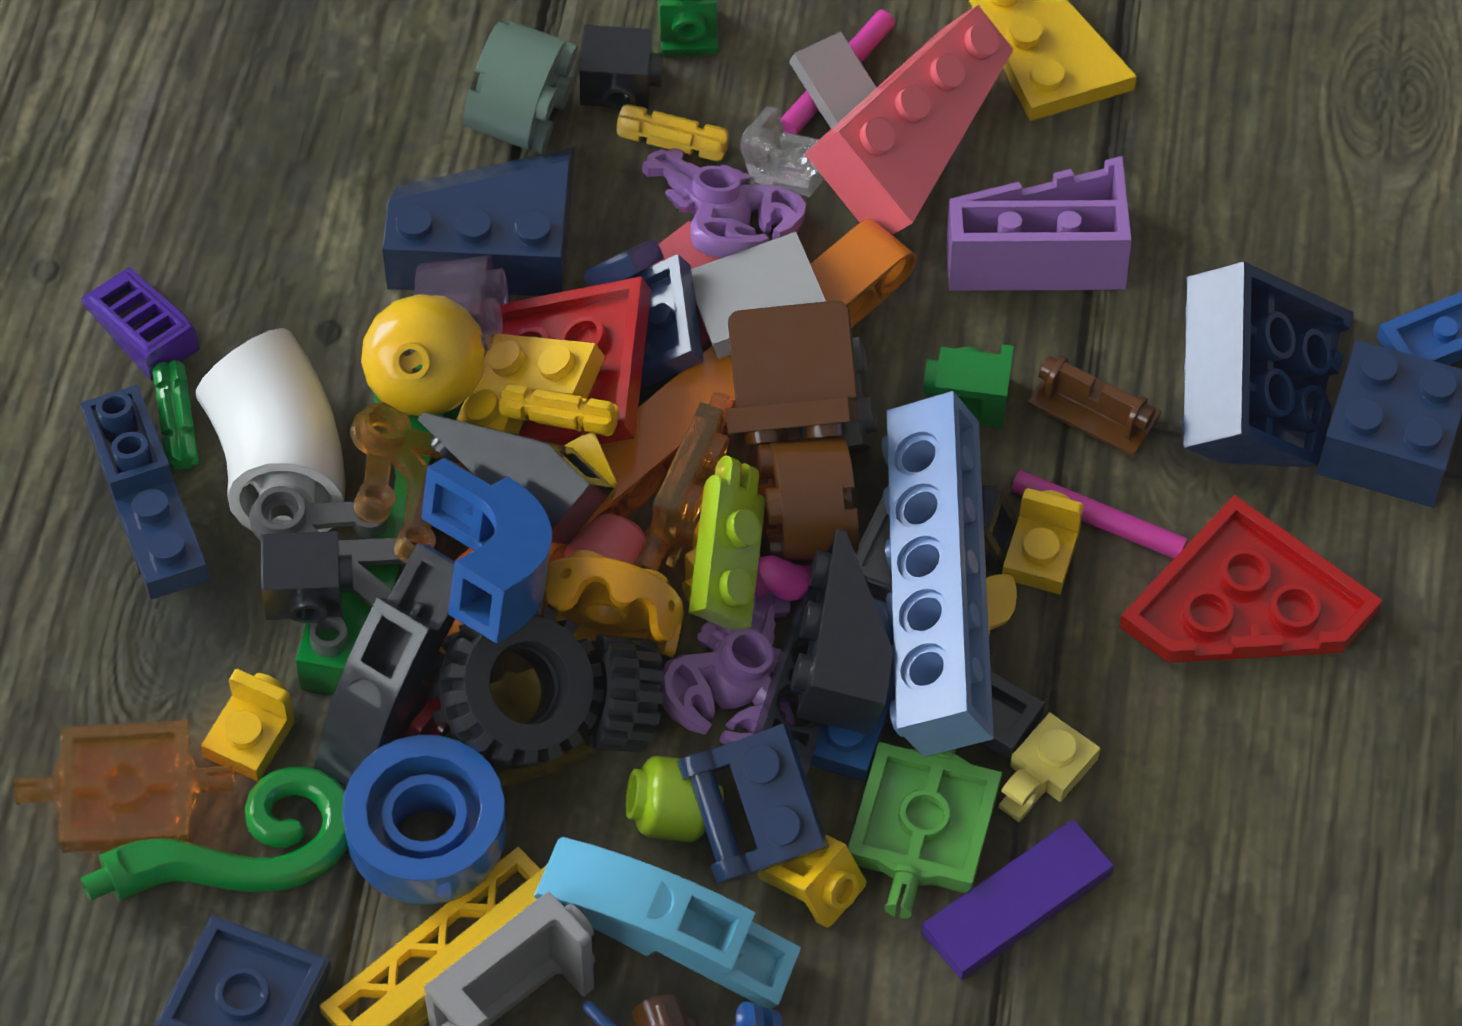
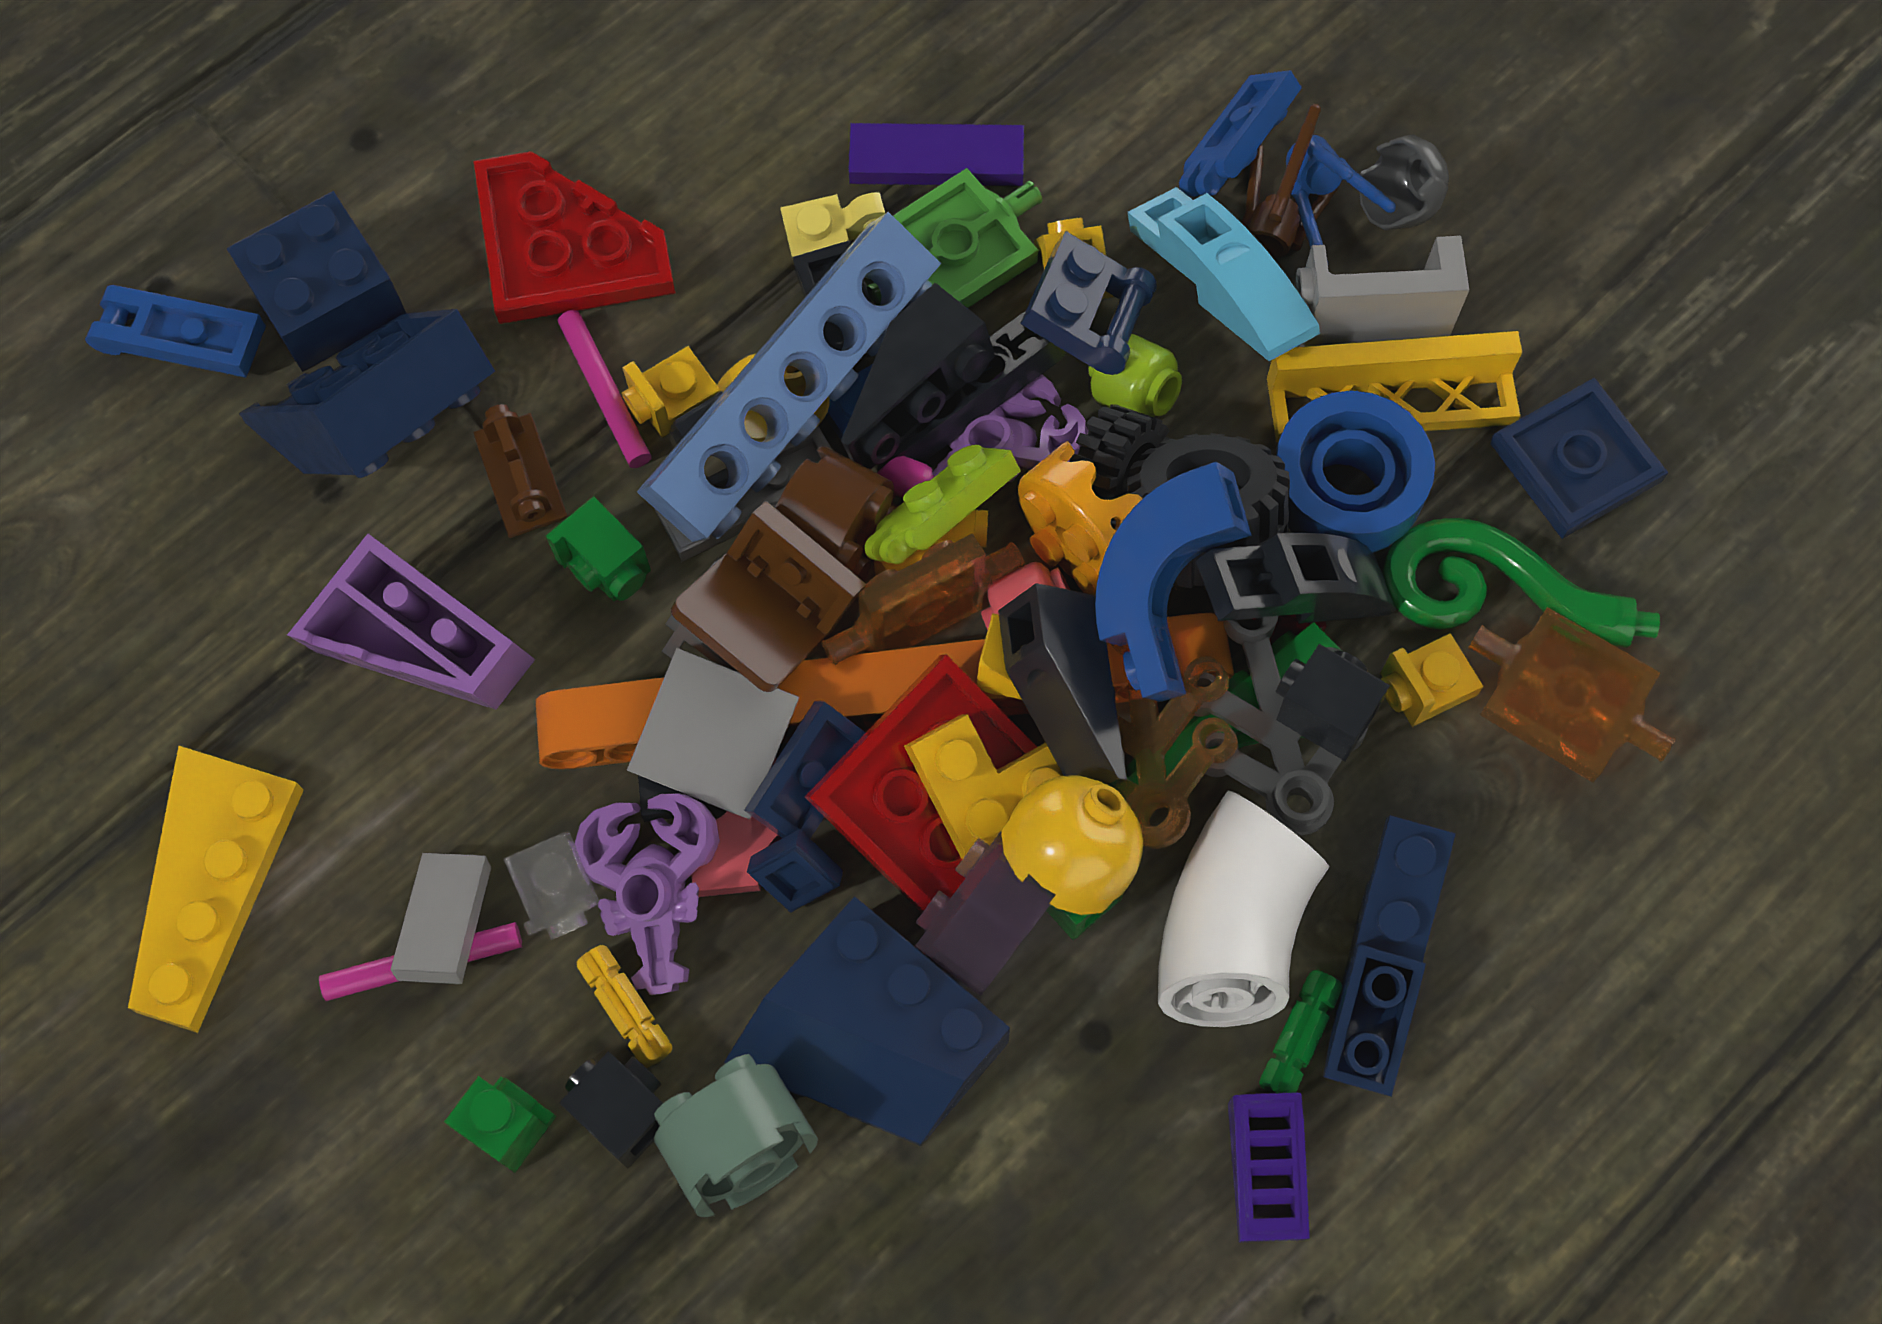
camera: 140 degrees left, 10 degrees up
(558, 409) = (992, 707): yellow axle -> none
(907, 129) = (411, 824): coral wedge -> none

